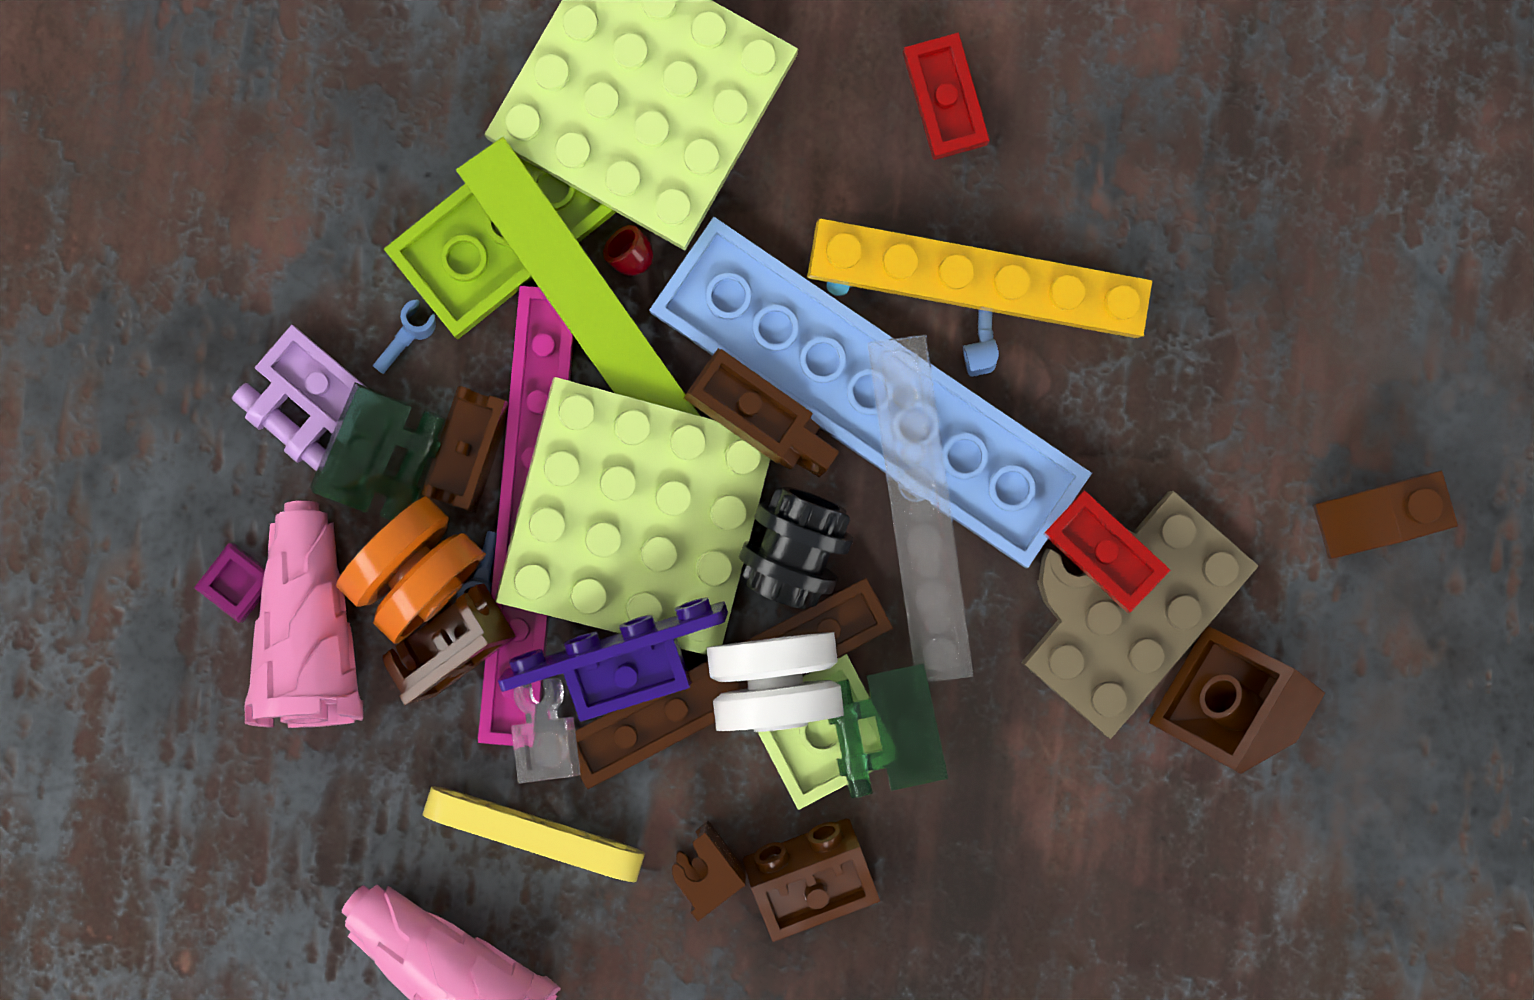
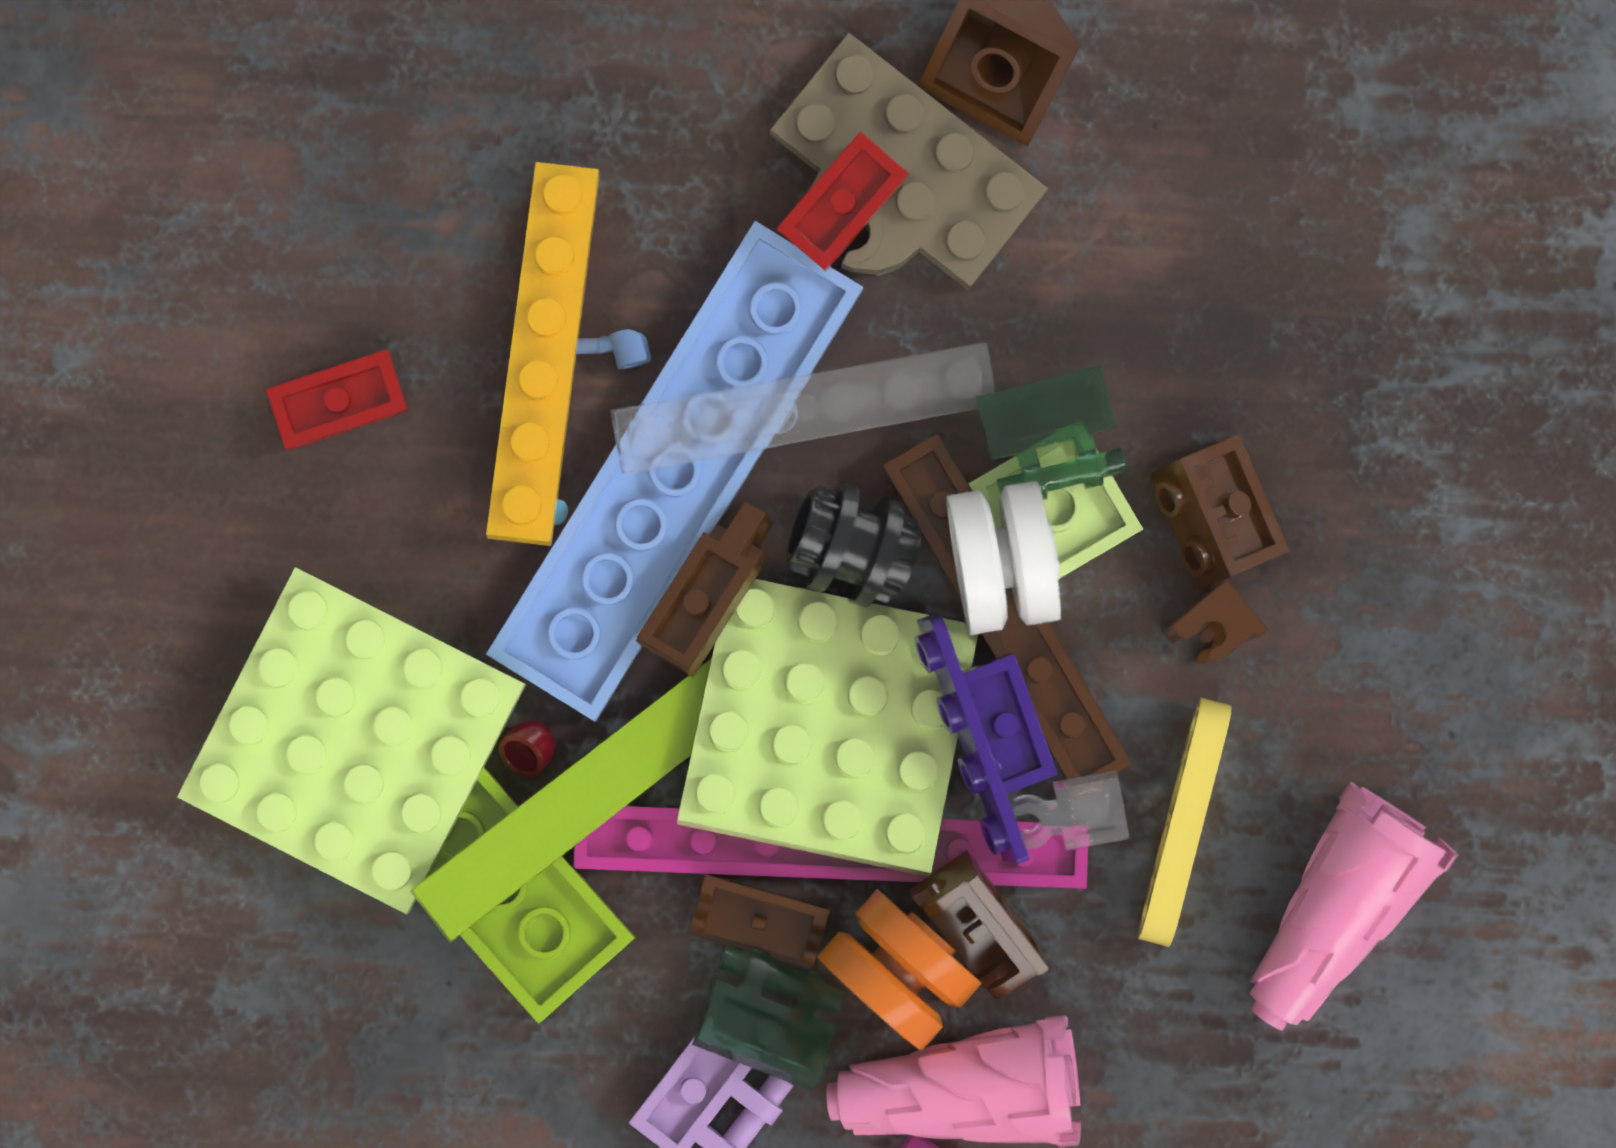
camera: 90 degrees left, 0 degrees up
(405, 336) = (636, 998): medium blue hand -> none
(484, 570) = (897, 894): medium blue hand -> none

